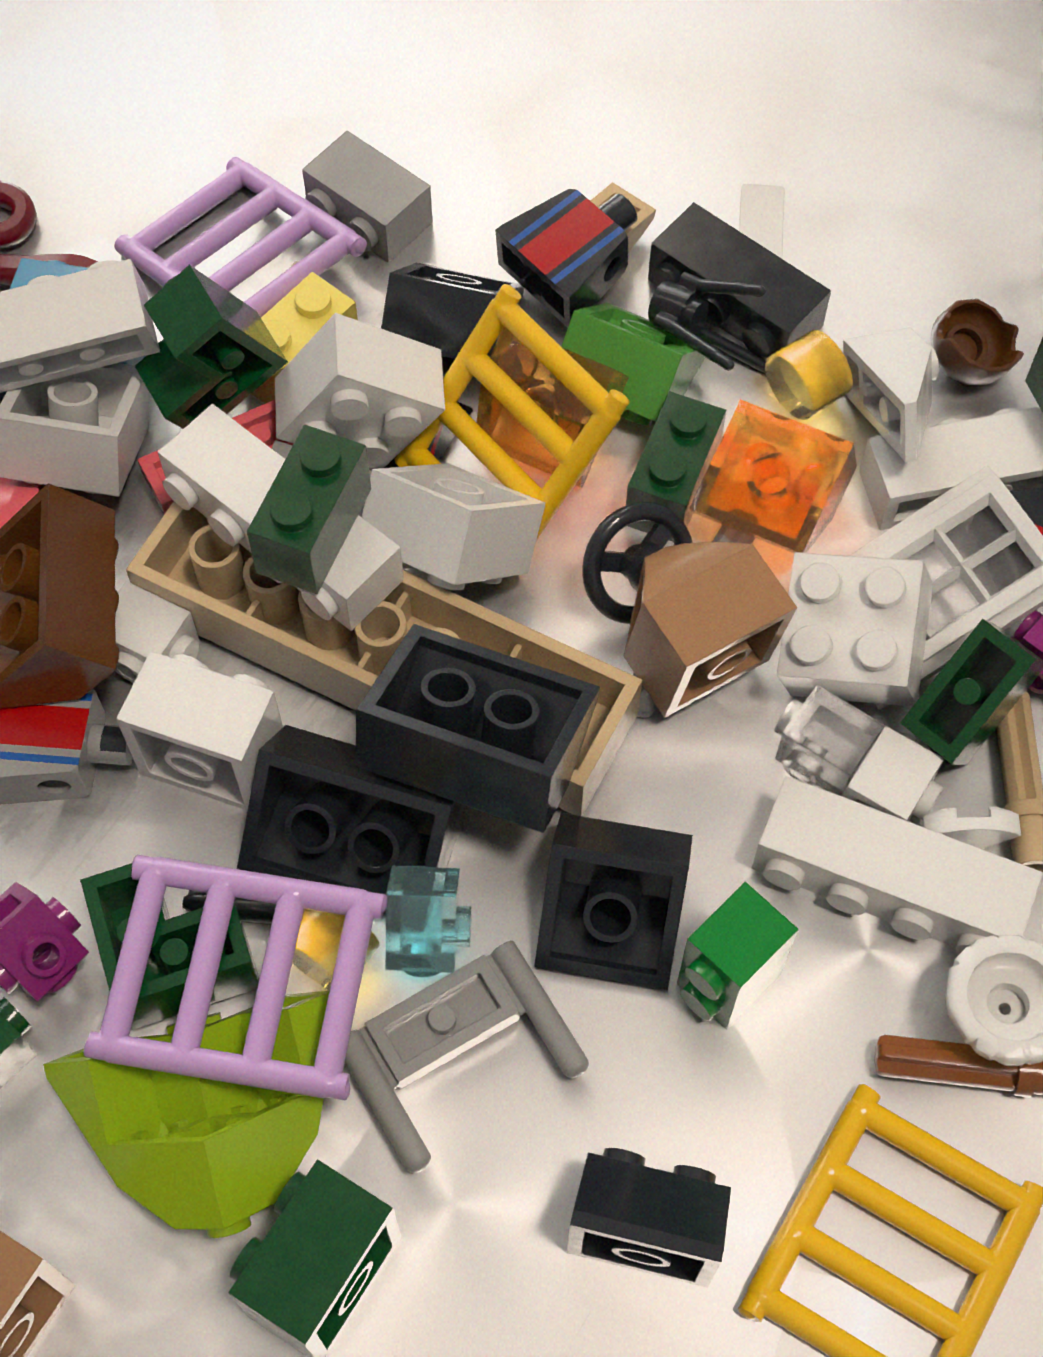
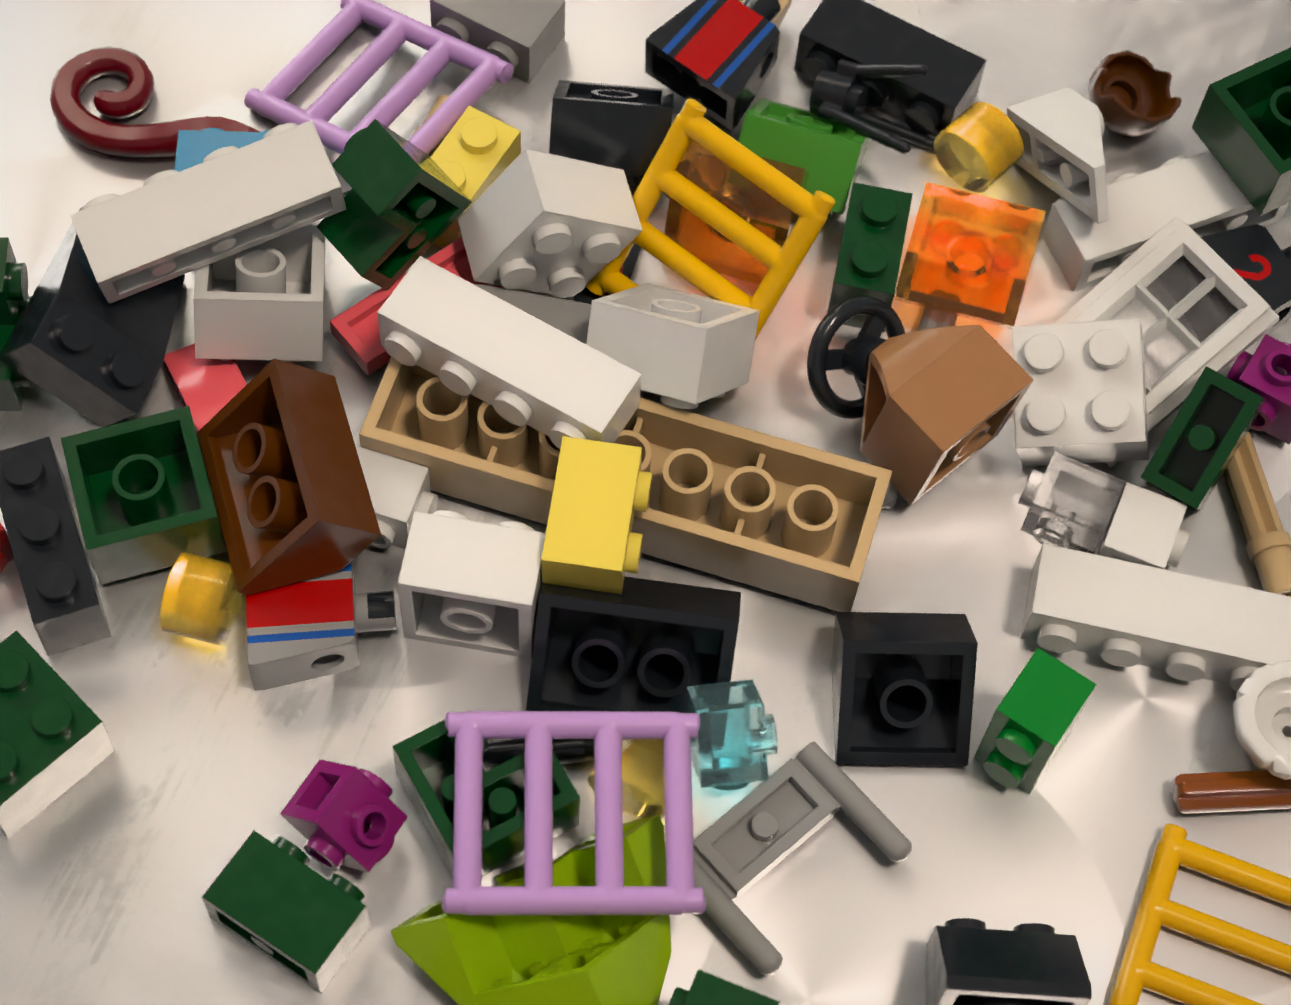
camera: 15 degrees left, 0 degrees up
(310, 509) = (553, 349): dark green brick -> none
(324, 679) = (592, 515): none -> light yellow brick
(475, 727) = (749, 539): black slope -> none
(975, 831) = (1230, 569): white tile -> none

